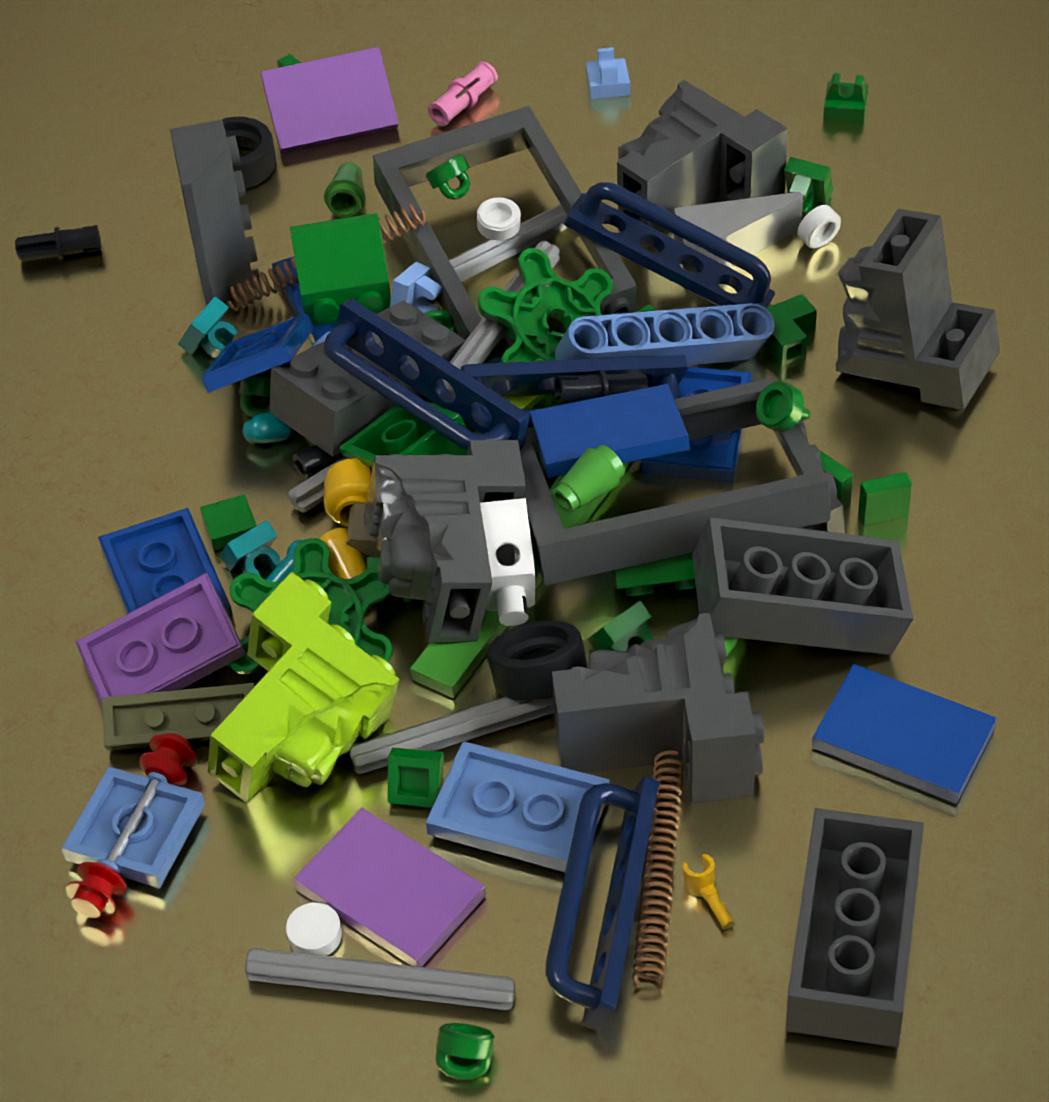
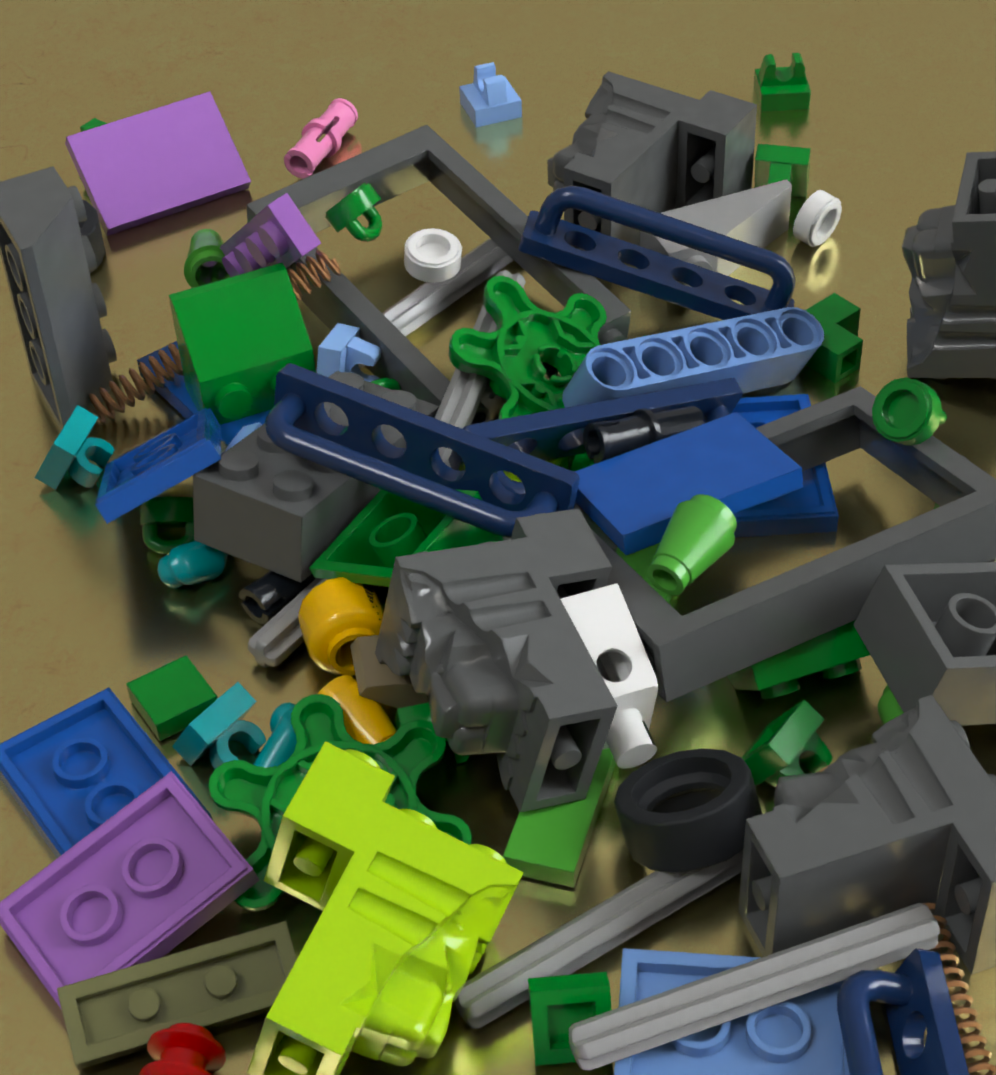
camera: 15 degrees left, 5 degrees down
(375, 193) = (269, 238): none -> medium lavender plate
(533, 778) = (751, 986): none -> light grey axle

